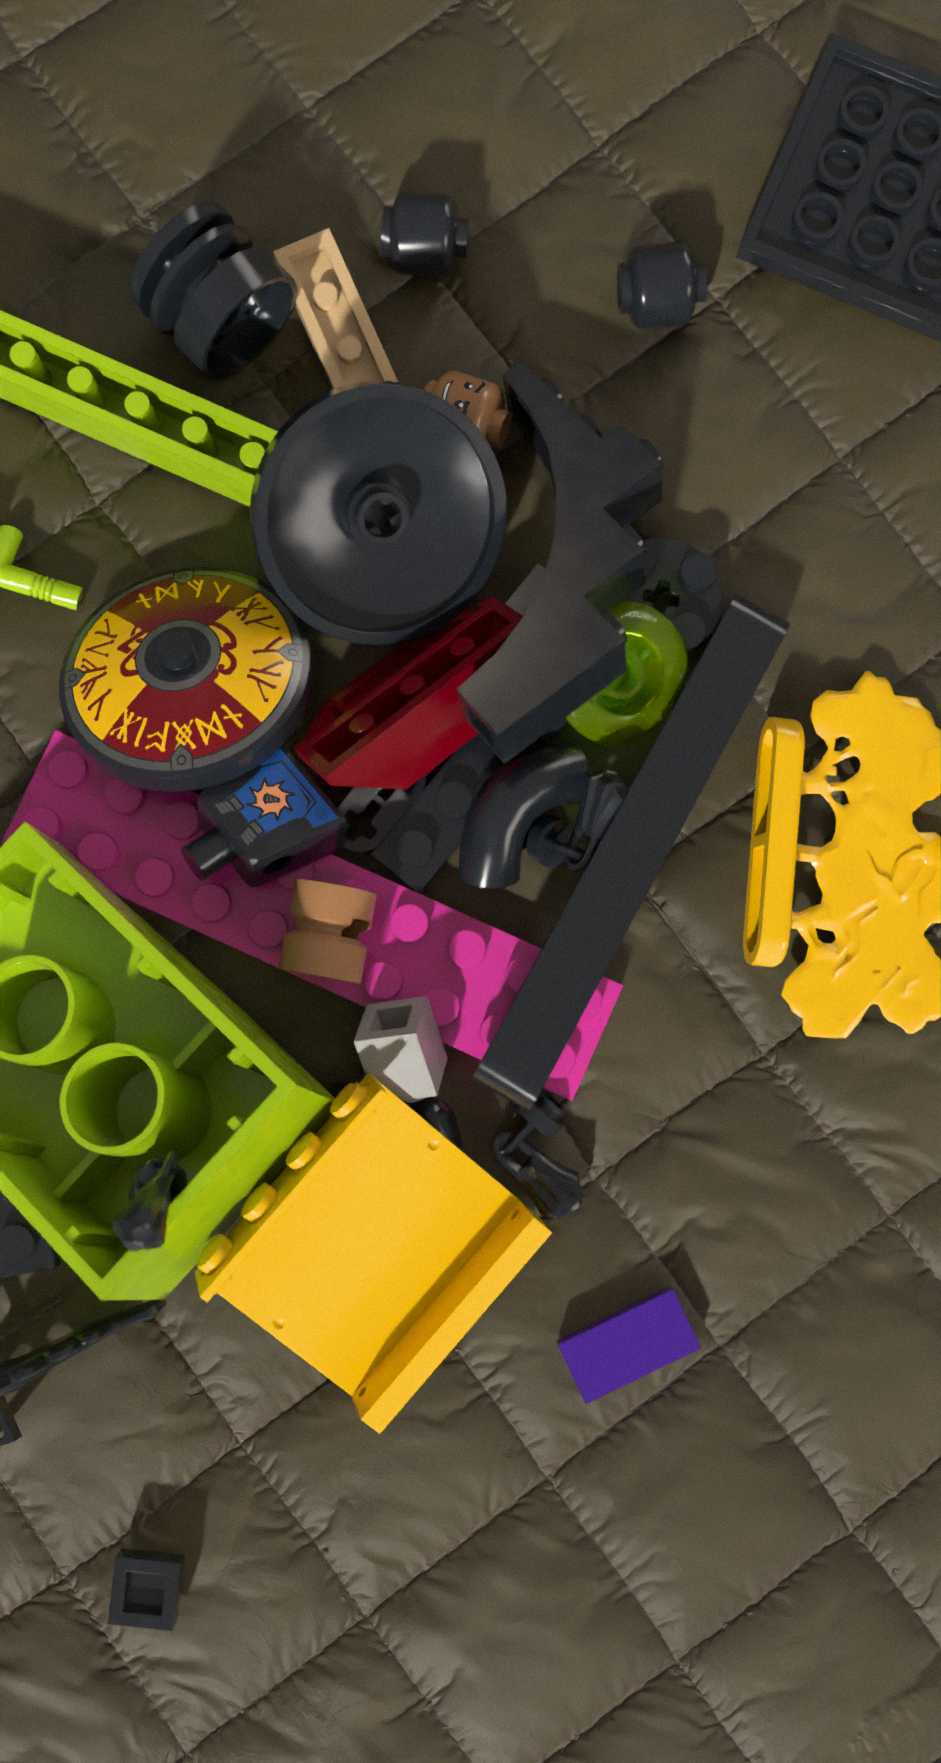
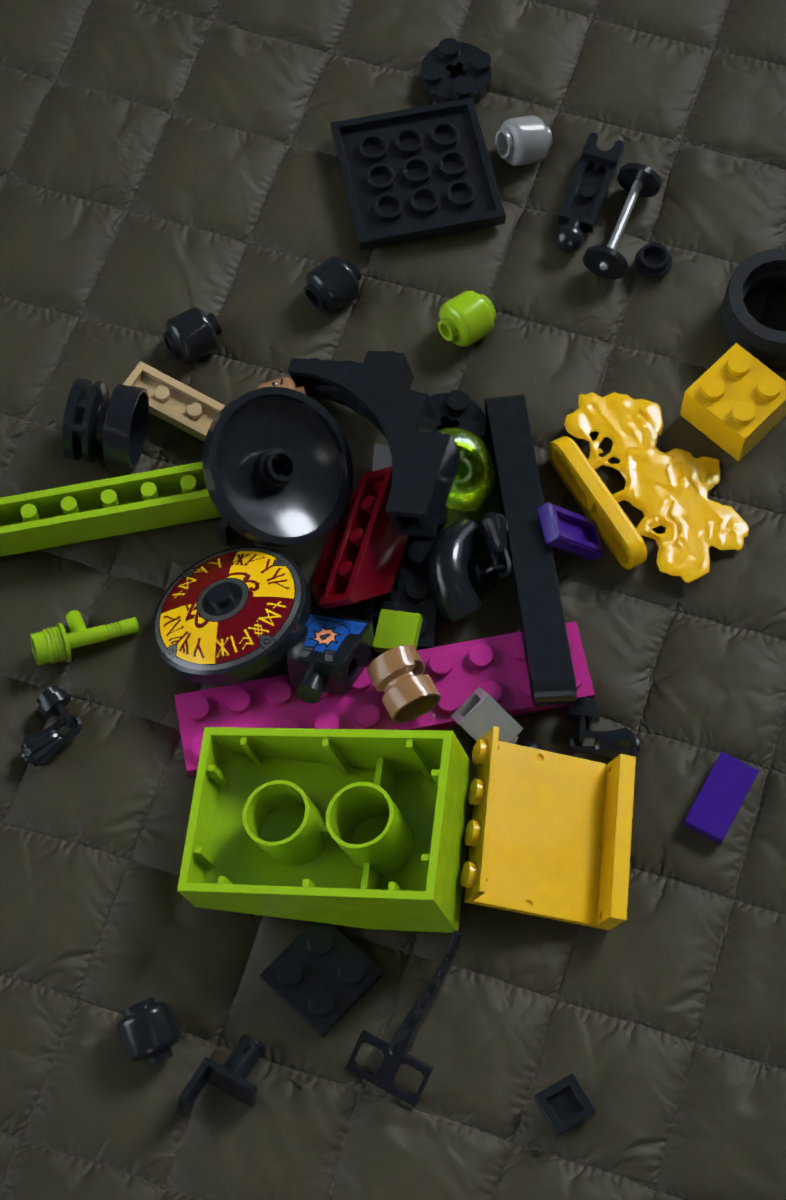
camera: 35 degrees left, 20 degrees down
(154, 1187) = (423, 841): black piece -> none
(380, 848) = (396, 629): none -> lime tile
(701, 865) = (570, 531): none -> dark purple tile
(798, 459) = (466, 318): none -> lime head

